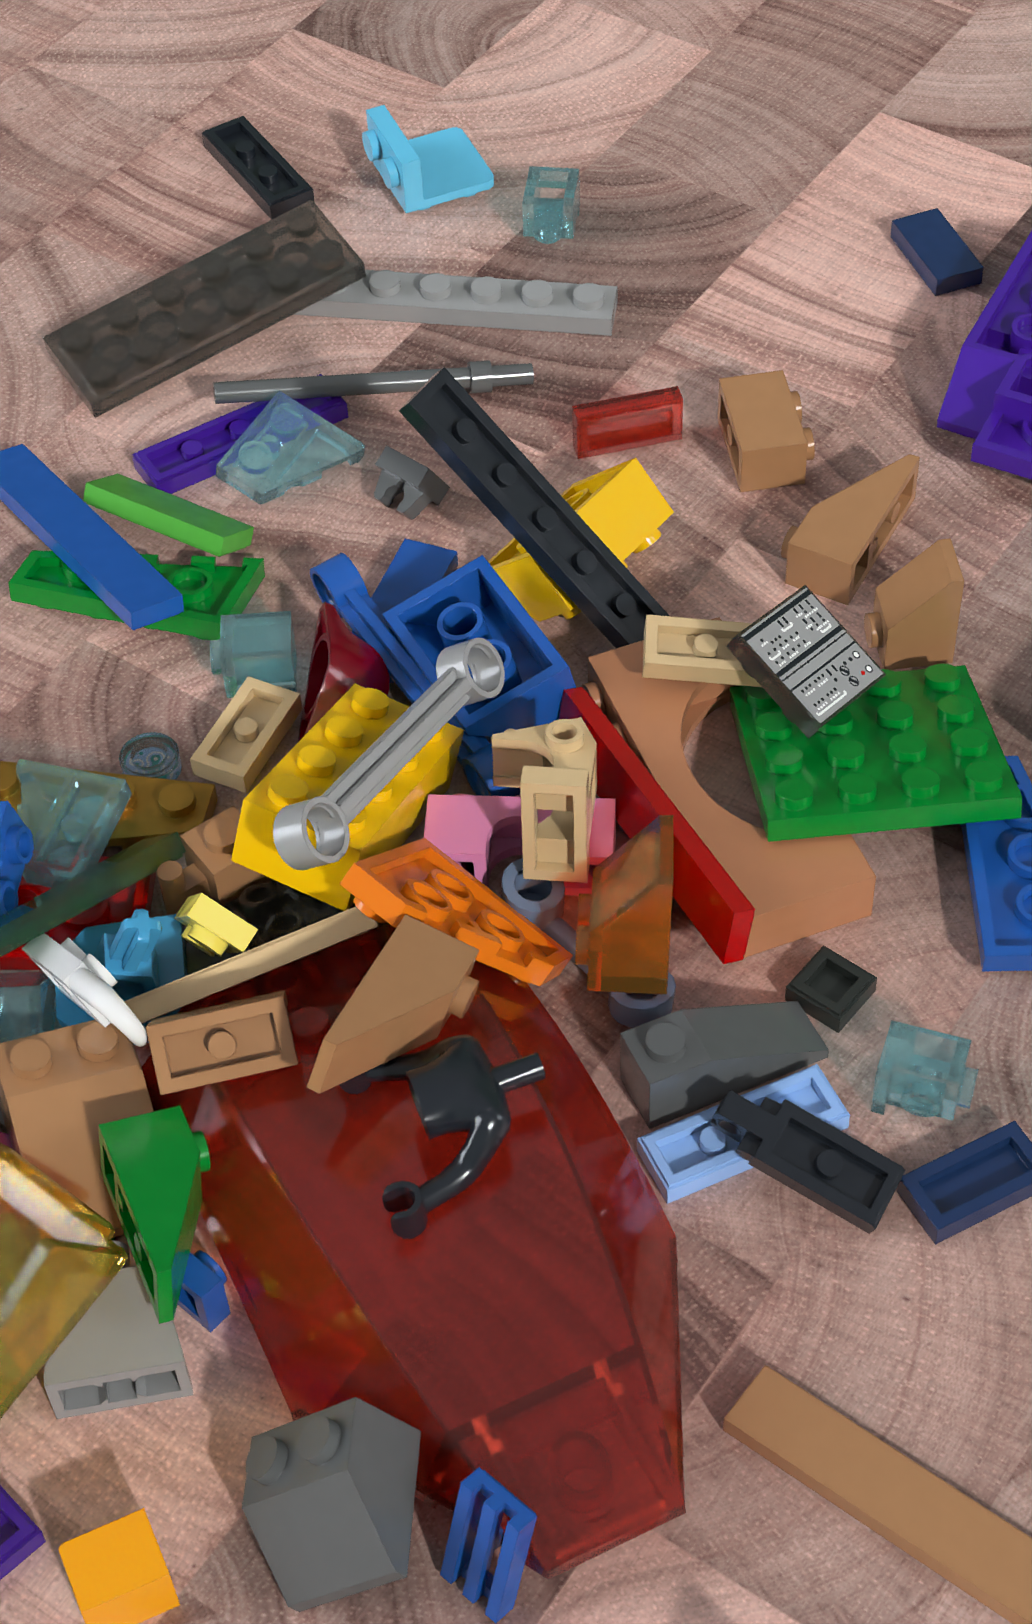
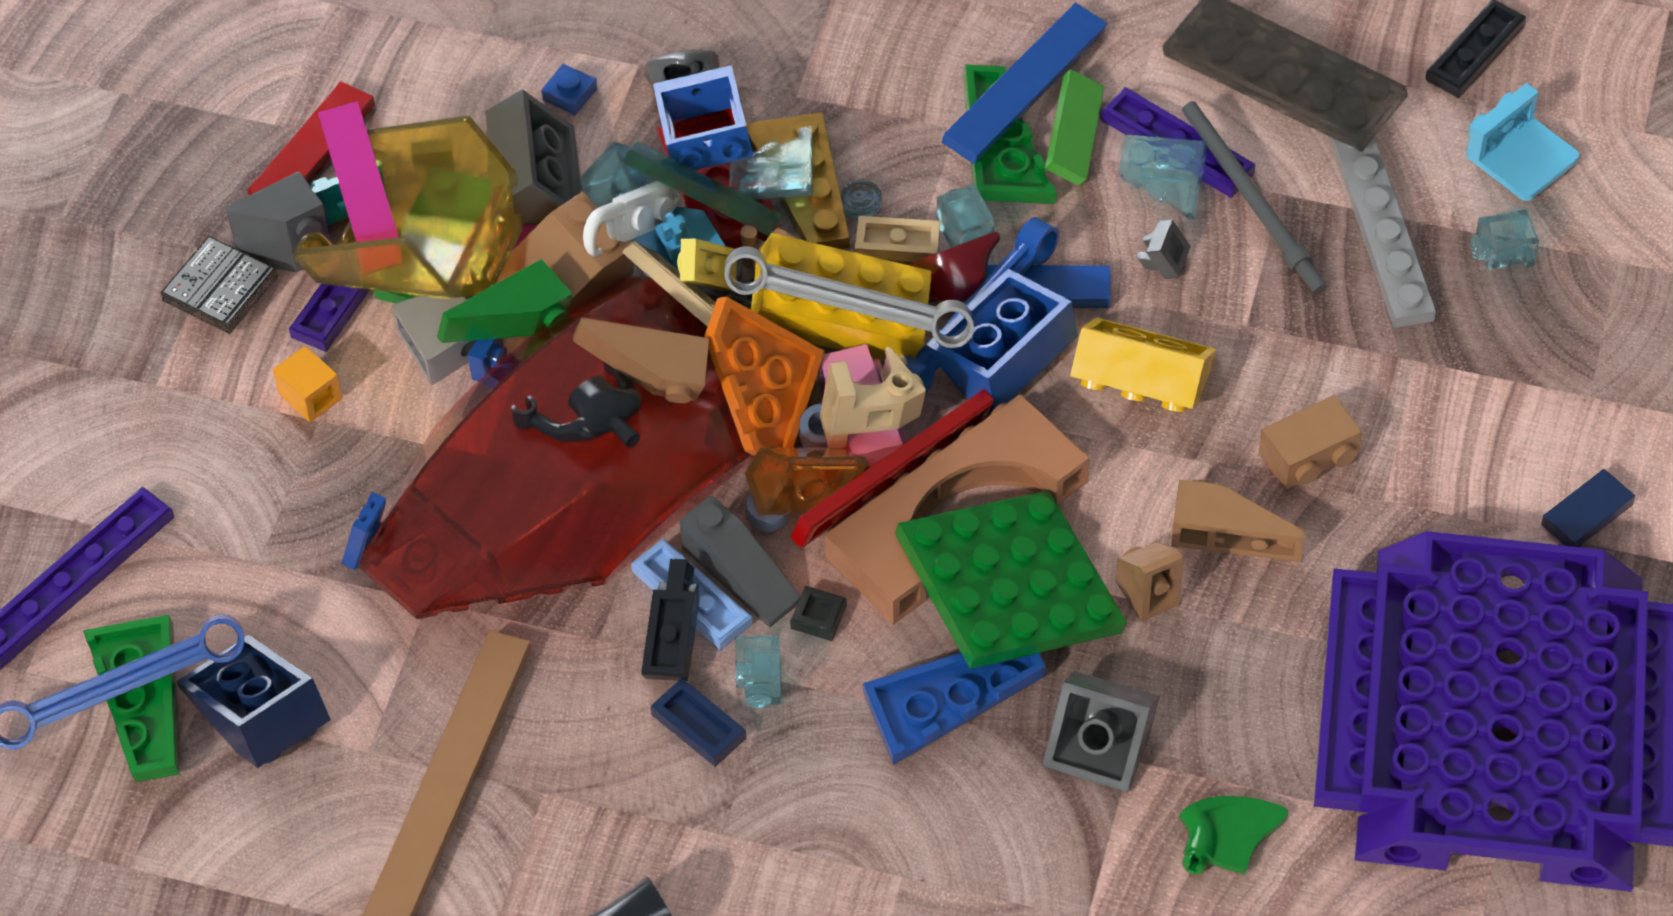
camera: 70 degrees right, 5 degrees up
(222, 1042) = (614, 289): medium nougat panel -> none
(333, 1501) = (367, 453): dark grey slope -> none
(530, 509) = (1096, 315): black plate -> none
(627, 422) = (1281, 359): clear red tile -> none
(692, 650) = (1037, 451): tan plate -> none
(805, 661) = (1044, 507): tile -> none

